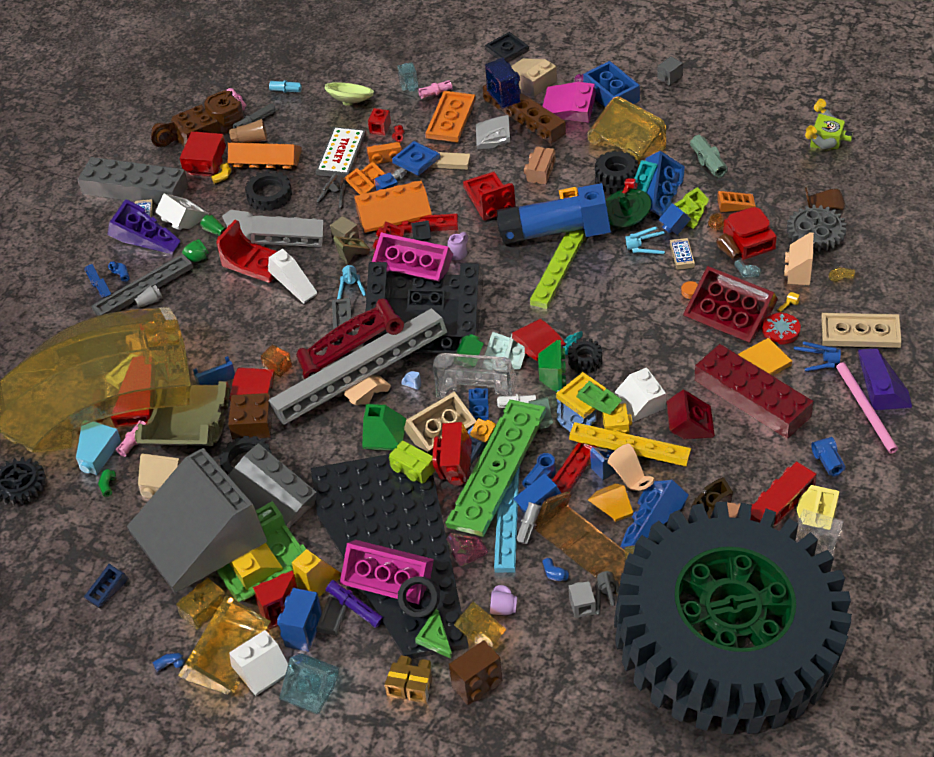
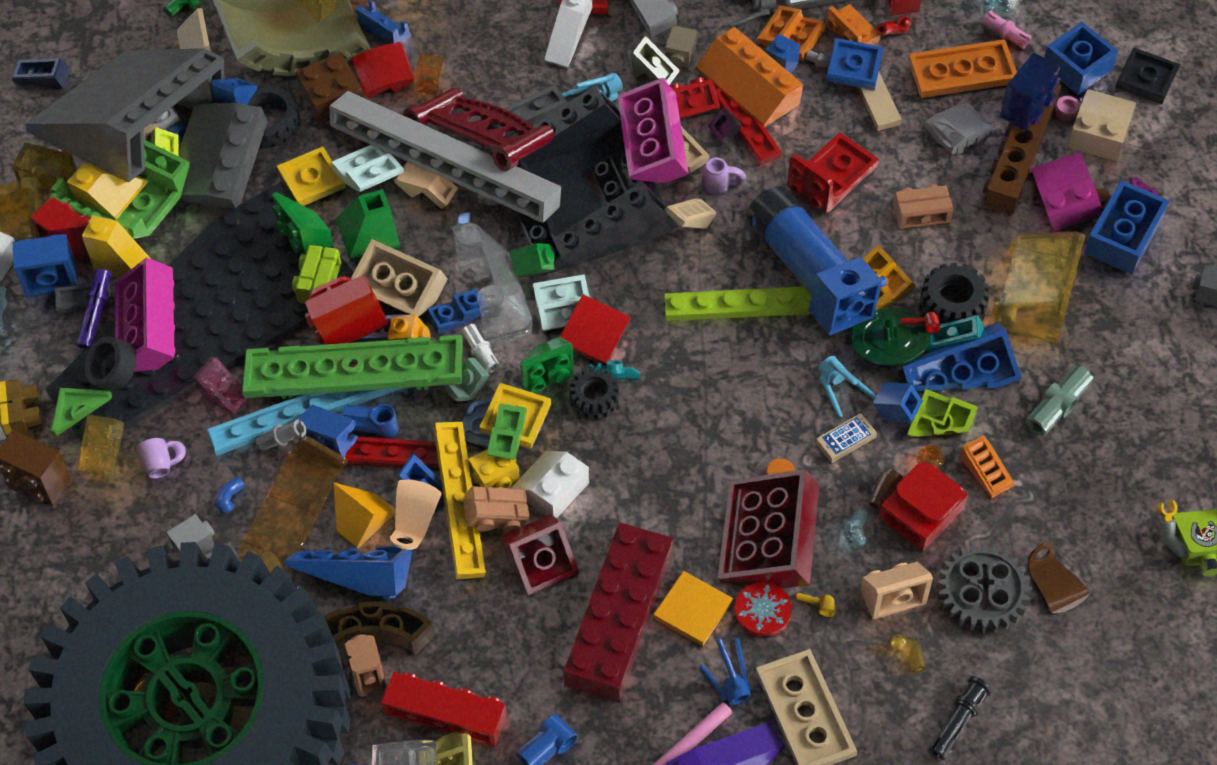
camera: 60 degrees right, 10 degrees up
(226, 461) = (233, 90): none -> blue slope
(317, 449) = (310, 176): none -> yellow plate
(337, 413) = (366, 168): none -> light aqua slope
(367, 458) = (300, 224): none -> green slope
(474, 62) = (1082, 57): none -> blue brick
(484, 262) = (691, 213): none -> tan slope
(650, 425) = (495, 508): none -> nougat brick
(889, 262) = (965, 707): none -> black pin

